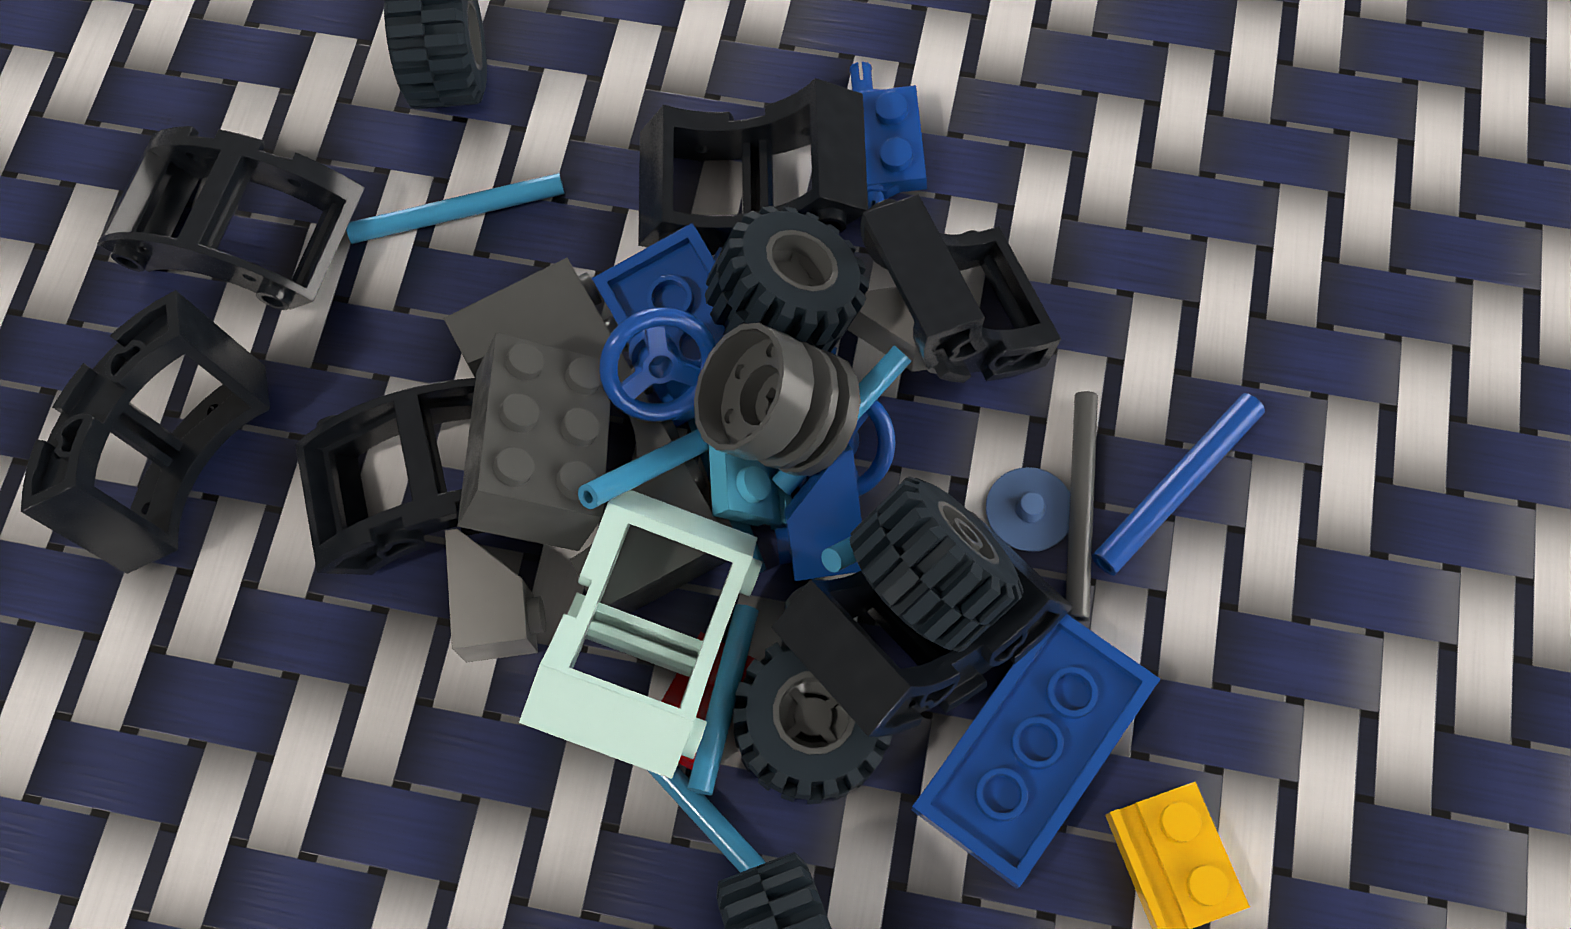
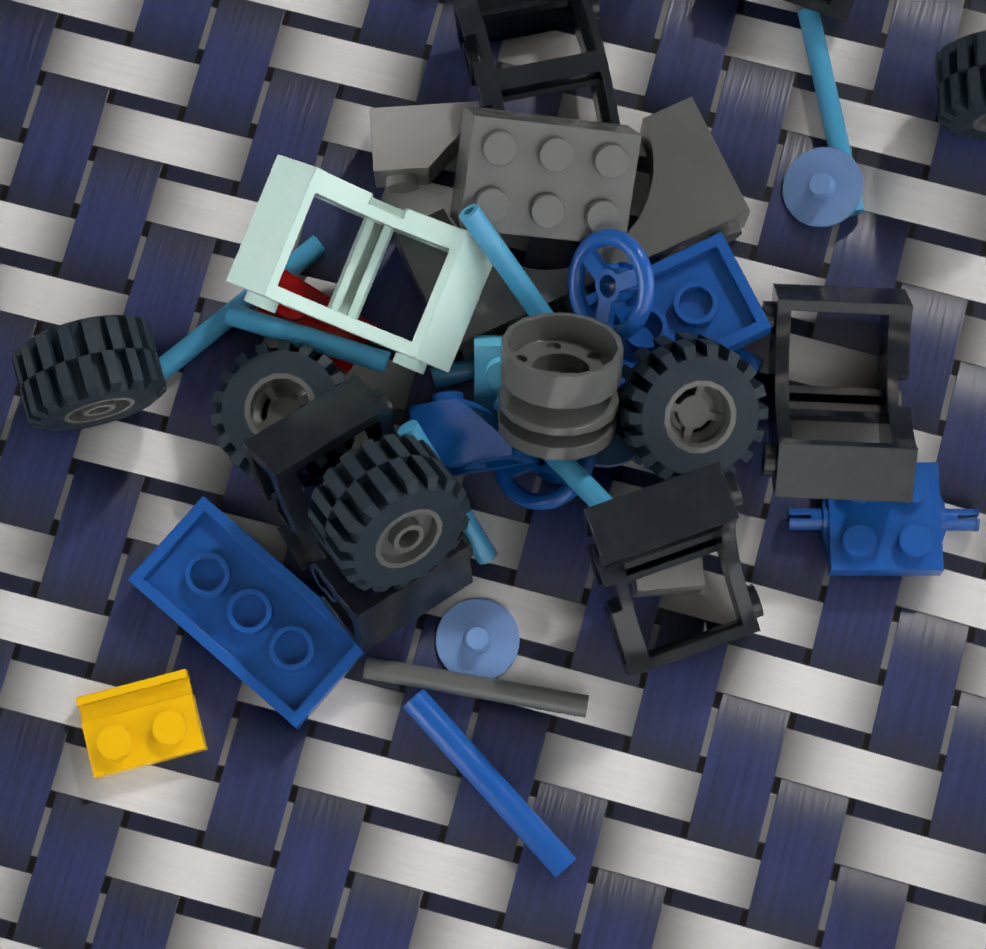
camera: 90 degrees right, 10 degrees up
(535, 210) = (823, 187): none -> medium blue piece

